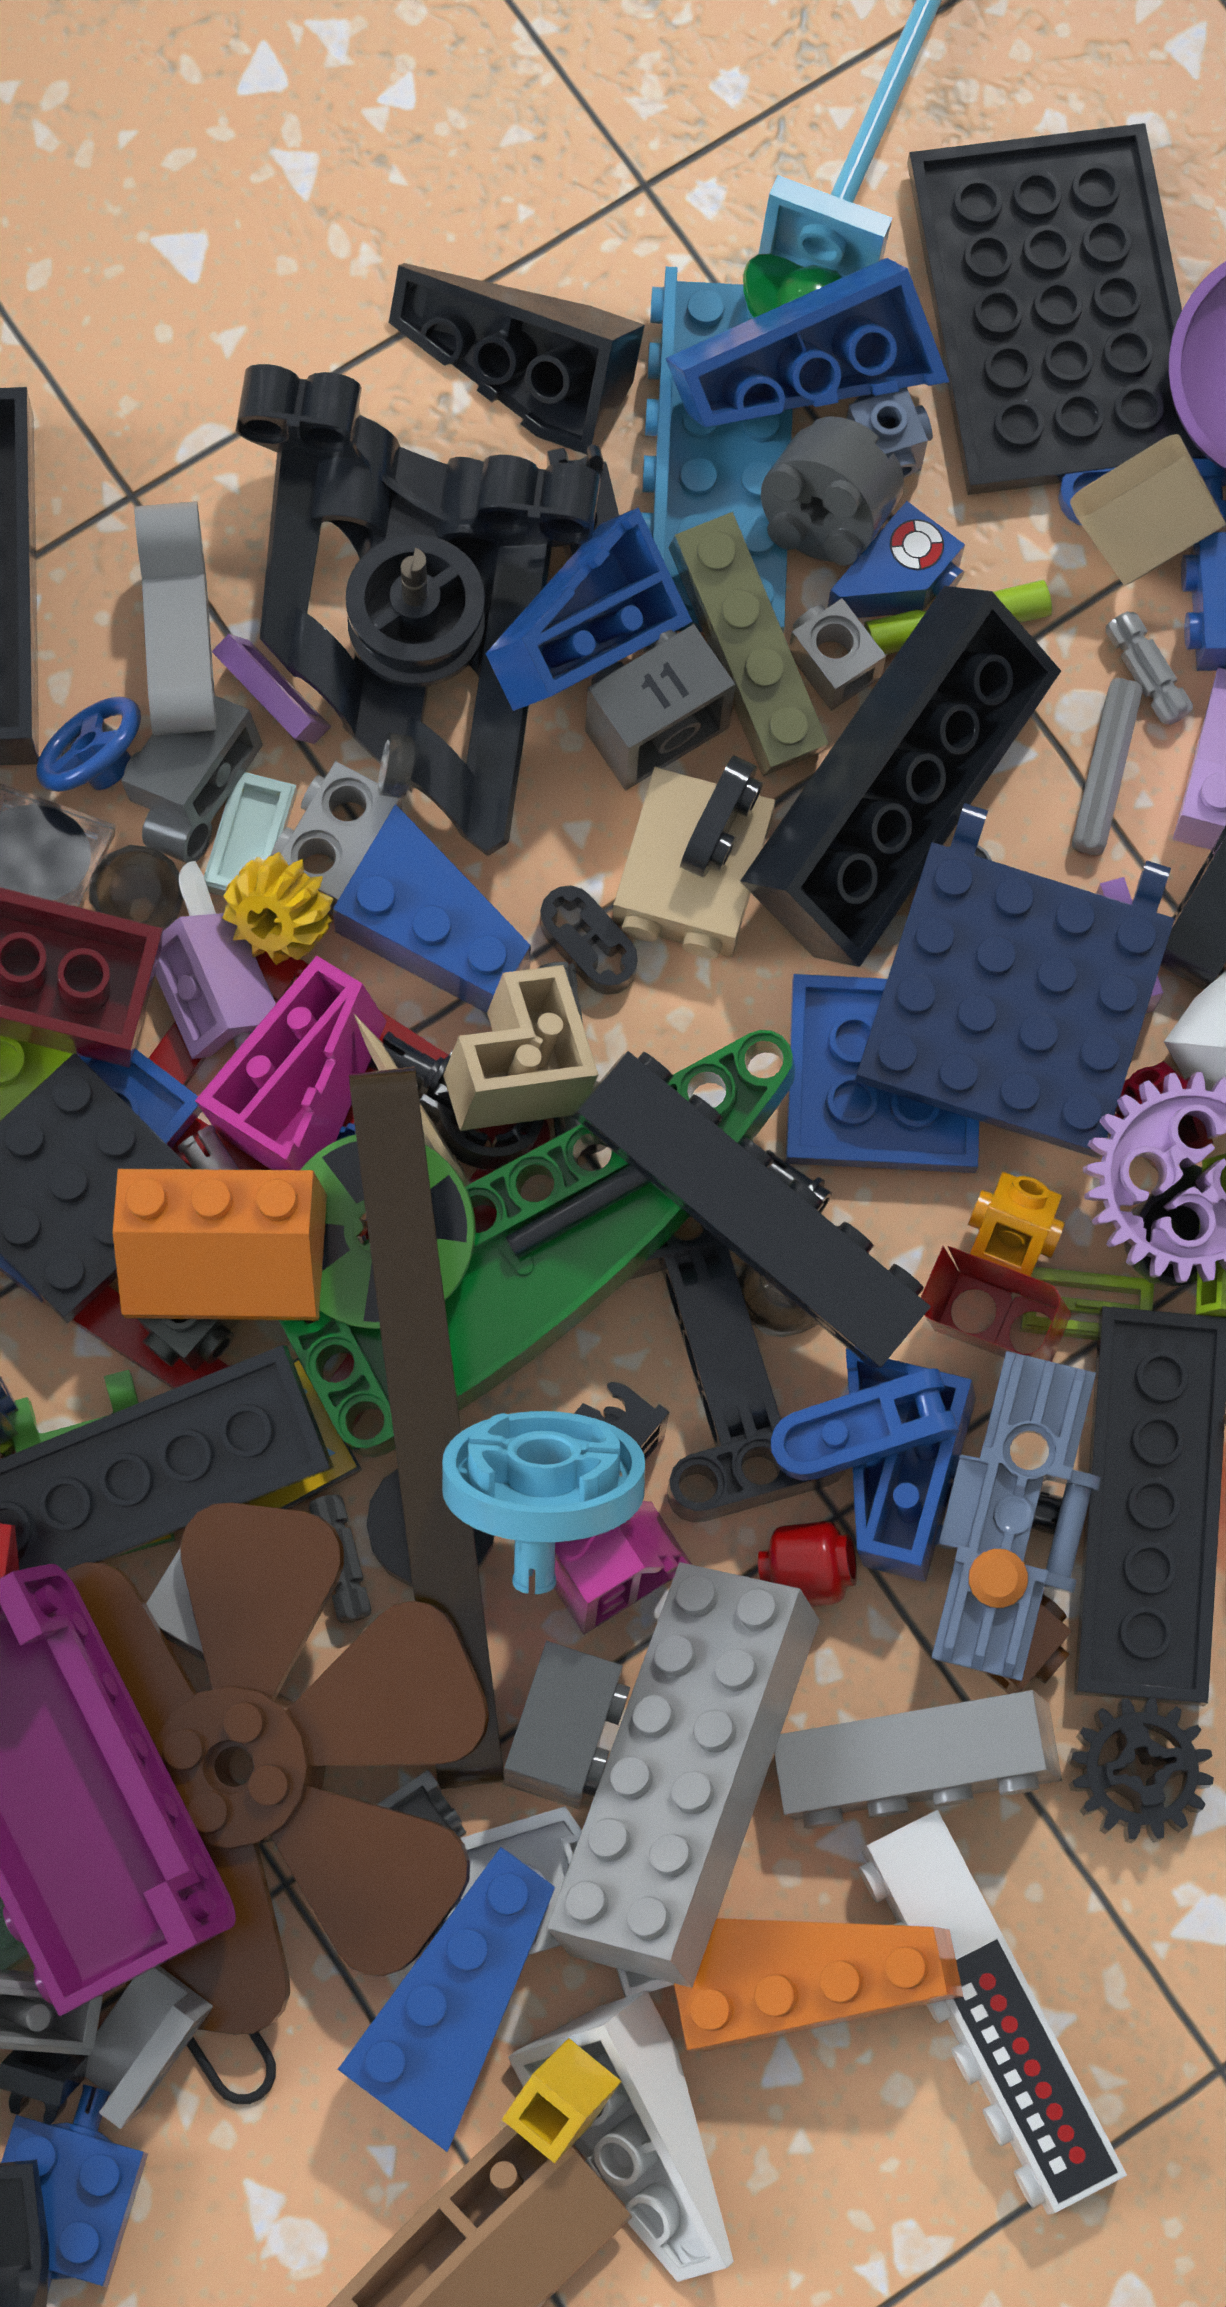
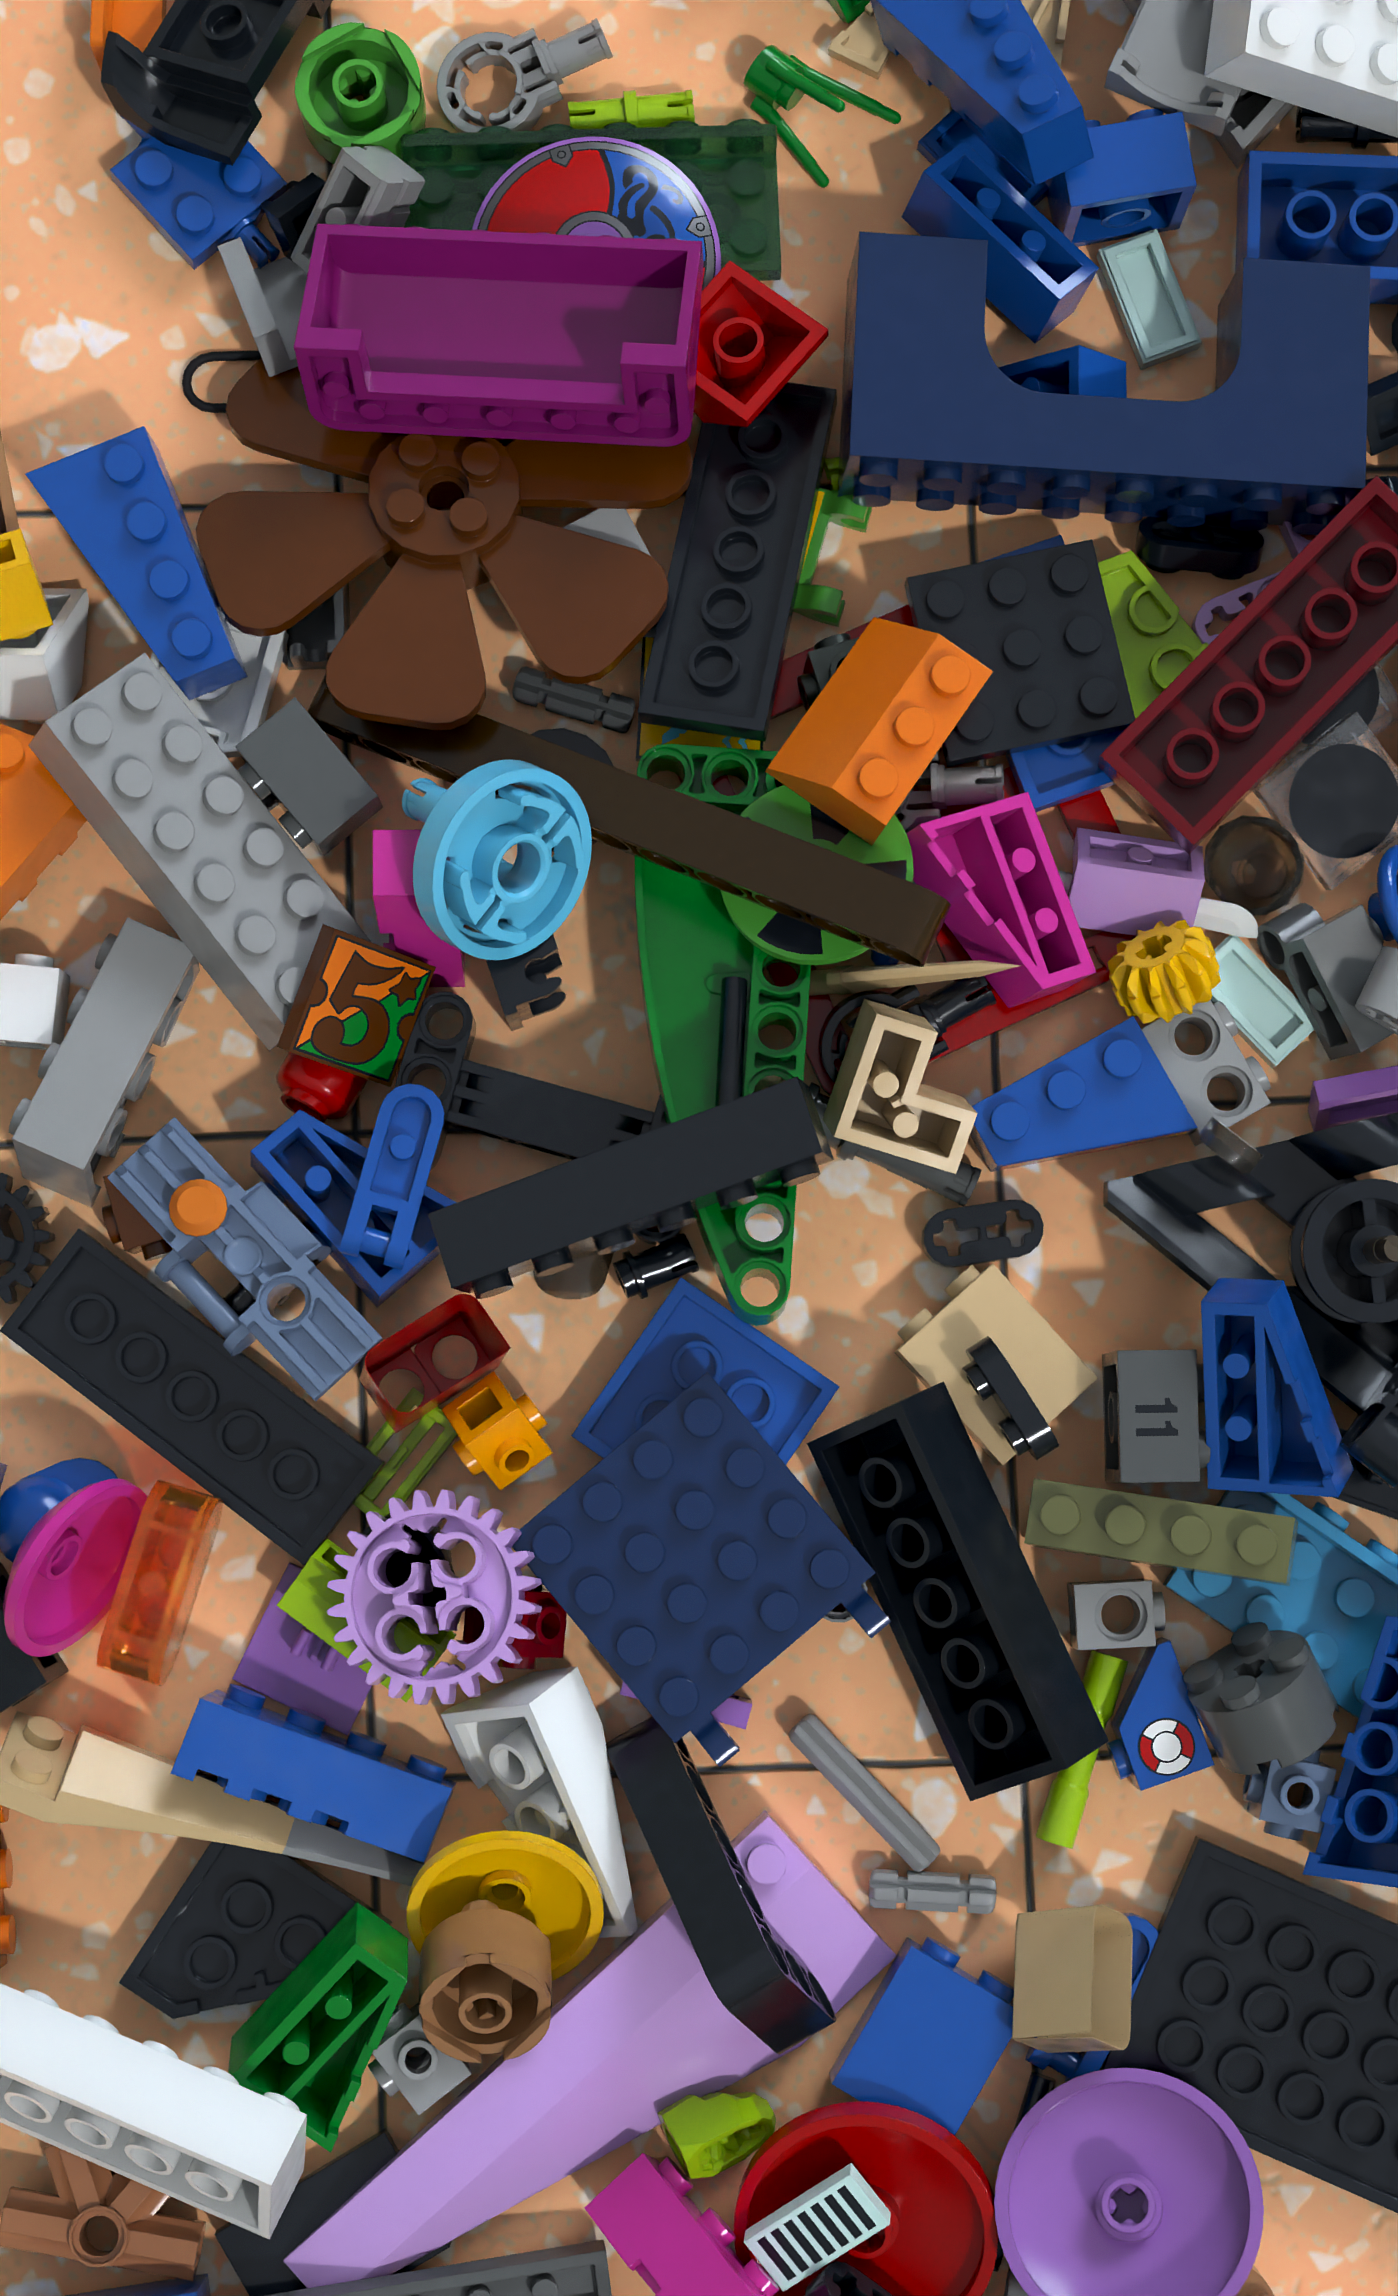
camera: 125 degrees right, 10 degrees up
(738, 1552) = (356, 1006): none -> tile

